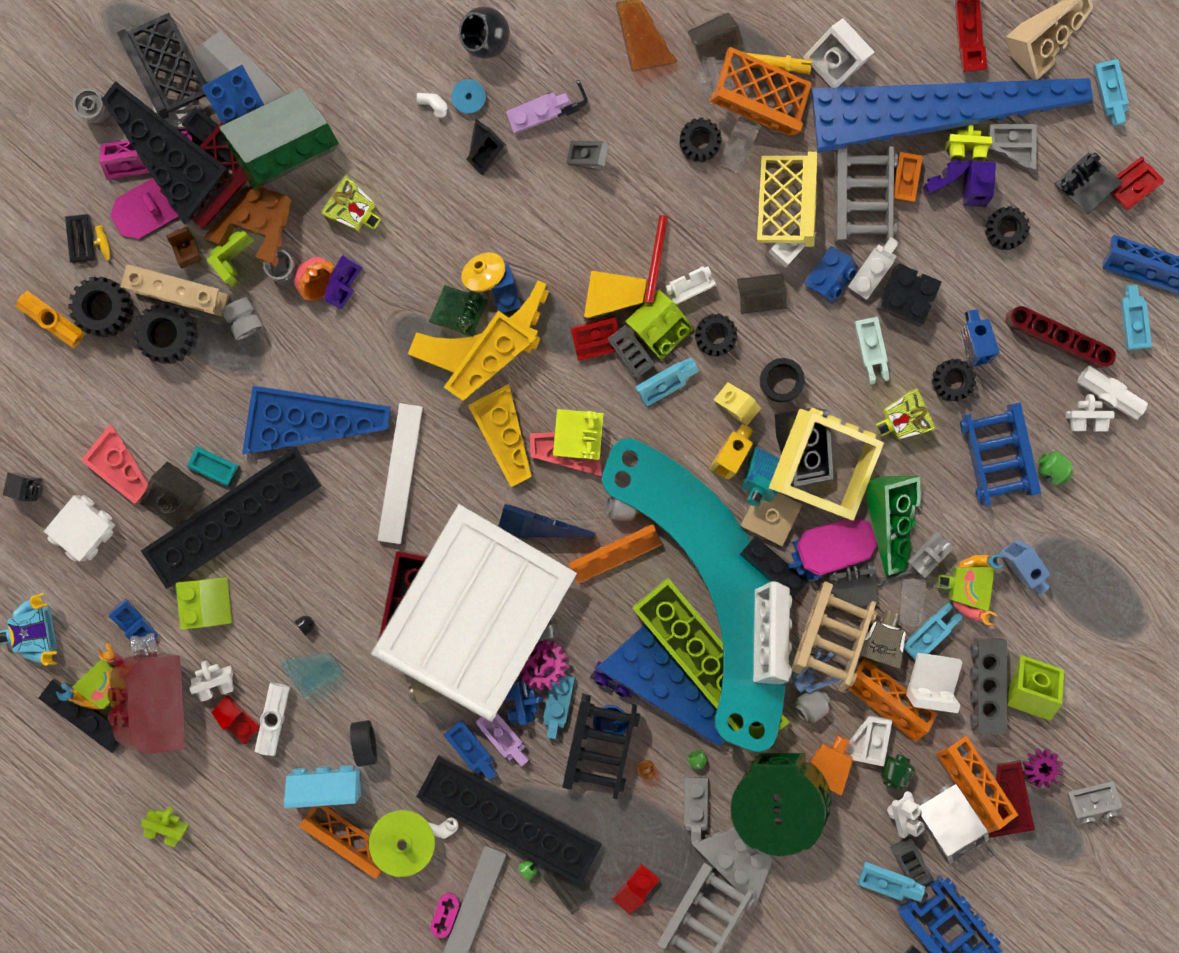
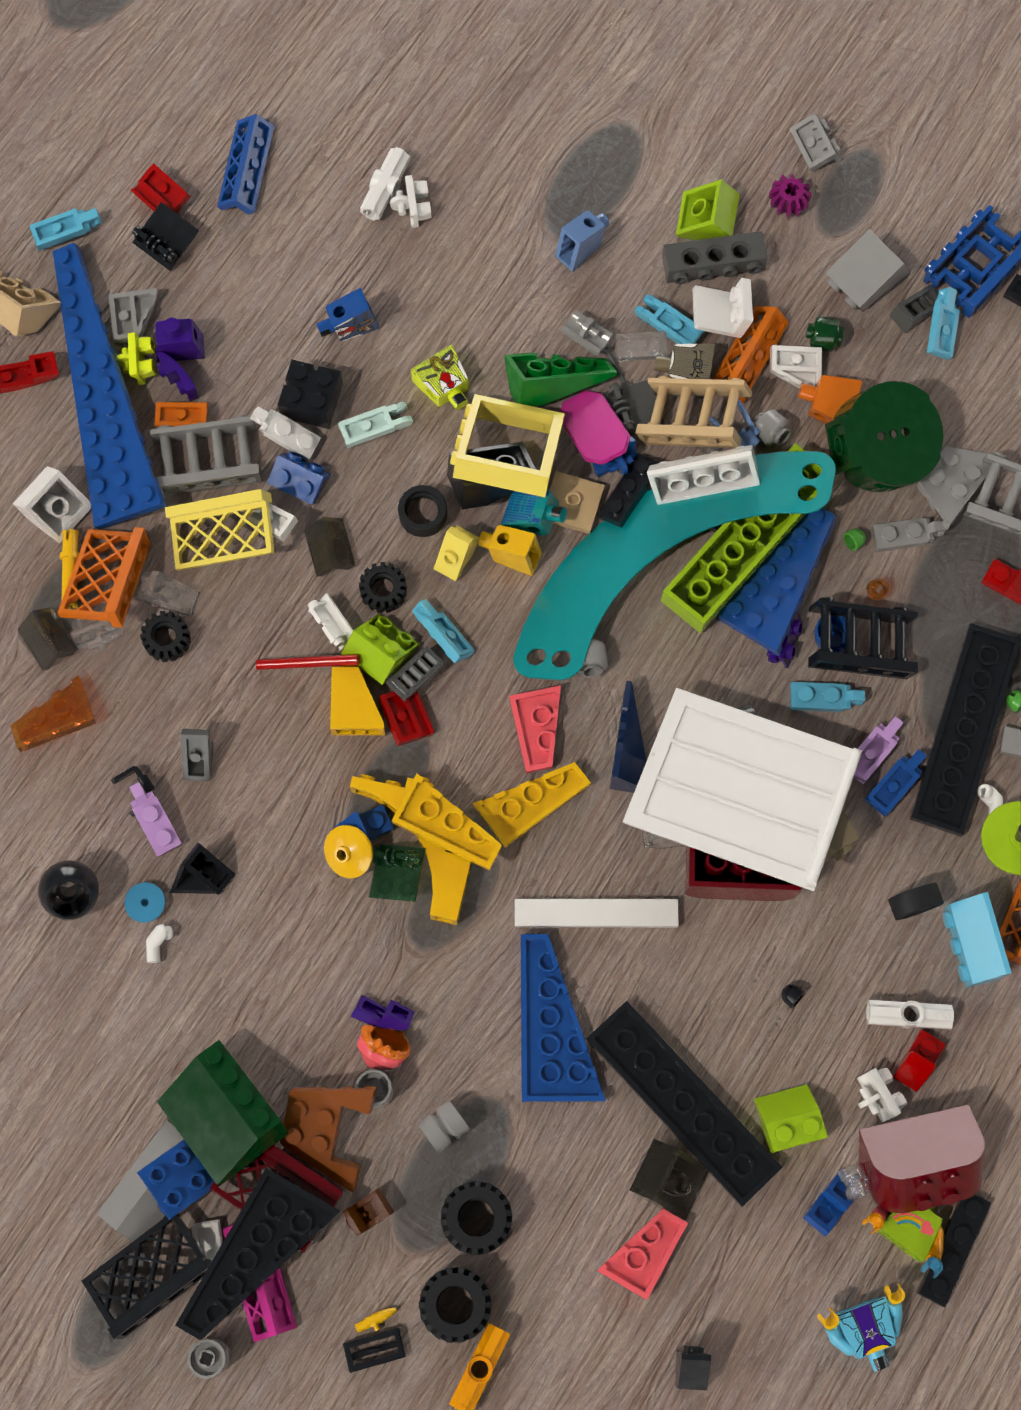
camera: 100 degrees left, 15 degrees down
(80, 528) = (730, 1285): white brick -> none
(142, 210) = (327, 1274): dark pink shield -> none
(174, 290) = (422, 1209): tan fence -> none
(202, 126) = (219, 1212): black plate -> none
(212, 466) = (625, 1137): teal tile -> none
(221, 255) = (388, 1152): lime bracket -> none
(311, 671) = (845, 978): clear light blue wing -> none
(351, 207) = (292, 1017): torso -> none
(525, 703) = (843, 731): blue hips -> none
(548, 672) = (783, 704): dark pink gear -> none
(578, 434) = (518, 715): neon yellow hinge -> none
(615, 553) = (642, 657): orange fence -> none
(906, 816) = (869, 317): white hips -> none
(967, 376) = (395, 351): black tyre -> none
(969, 784) = (813, 270): orange fence -> none
(972, 586) = (612, 288): torso -> none
(1007, 214) = (224, 295): black tyre -> none
(1012, 782) = (831, 221): dark red wing -> none
(1023, 461) = (467, 257): blue fence -> none
(1055, 468) = (473, 226): bright green head -> none
(1071, 340) = (333, 230): dark red beam -> none
(1135, 319) = (304, 172): medium azure hinge -> none

